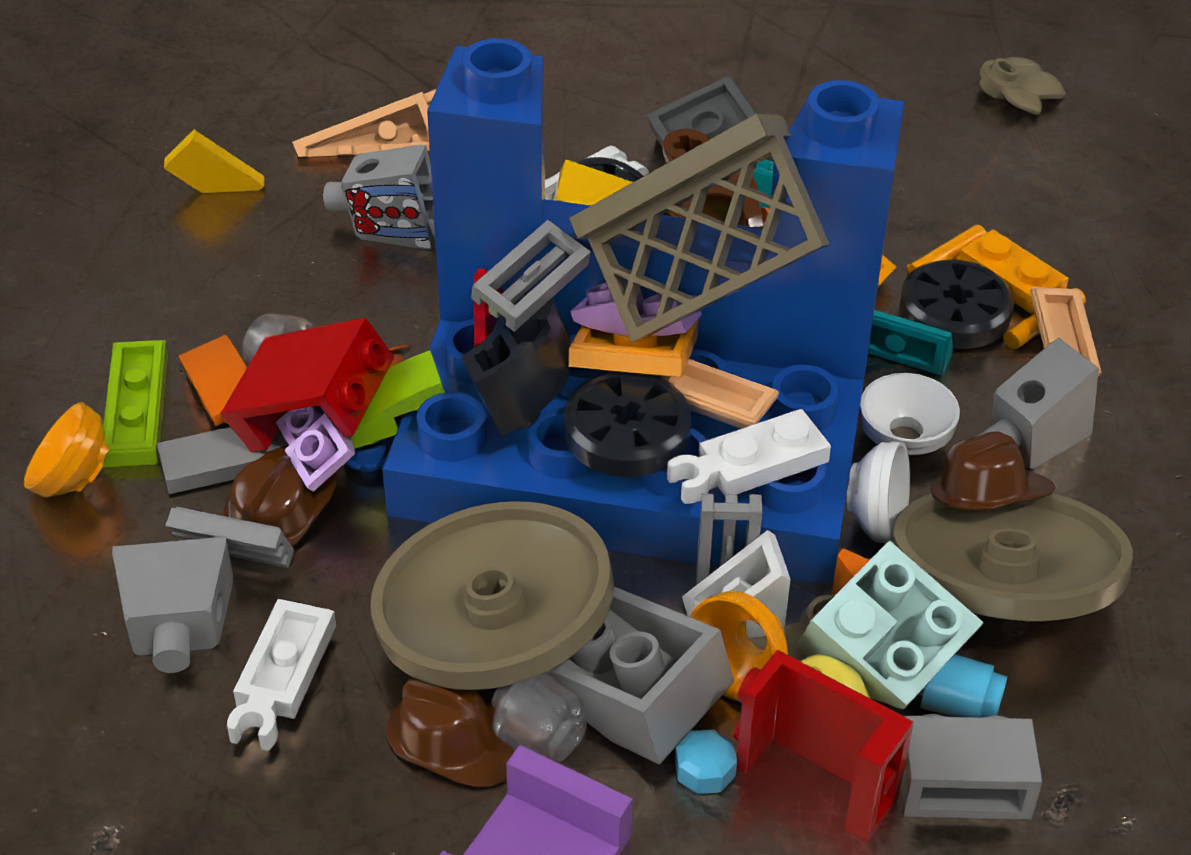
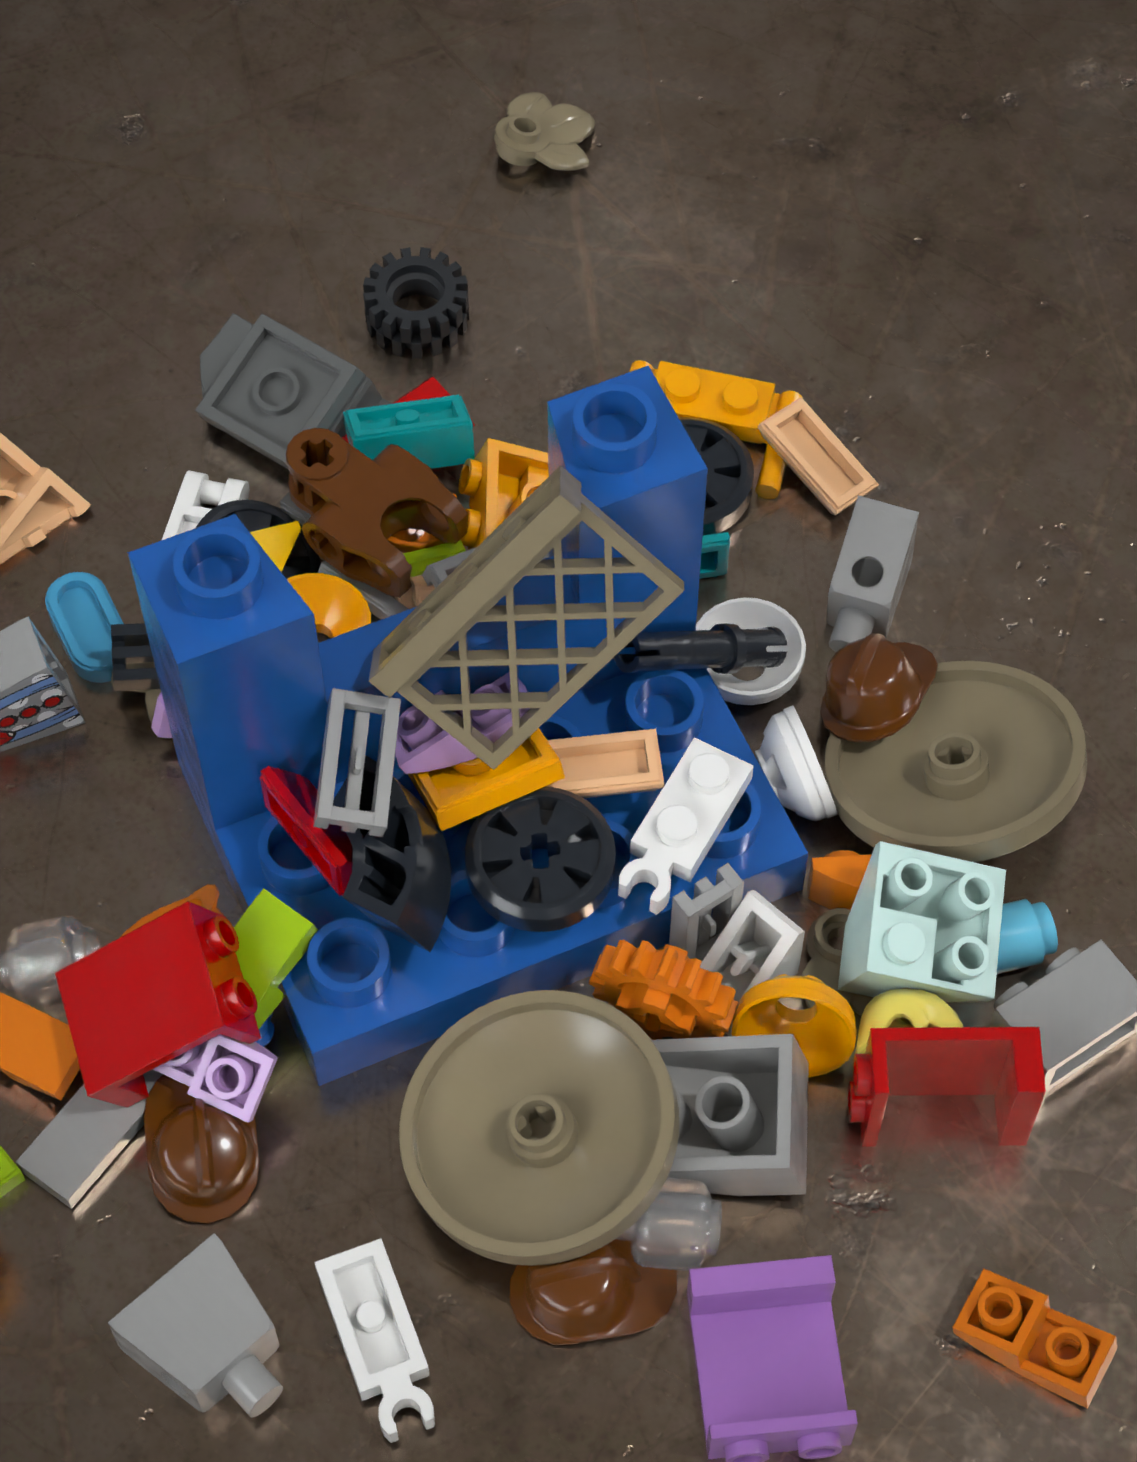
camera: 35 degrees left, 15 degrees up
(244, 538) = (201, 1223): light grey tile -> none
(655, 559) = (664, 991): none -> orange gear
(705, 761) = (839, 1161): medium azure tile -> none
(880, 385) = (722, 648): none -> black pin

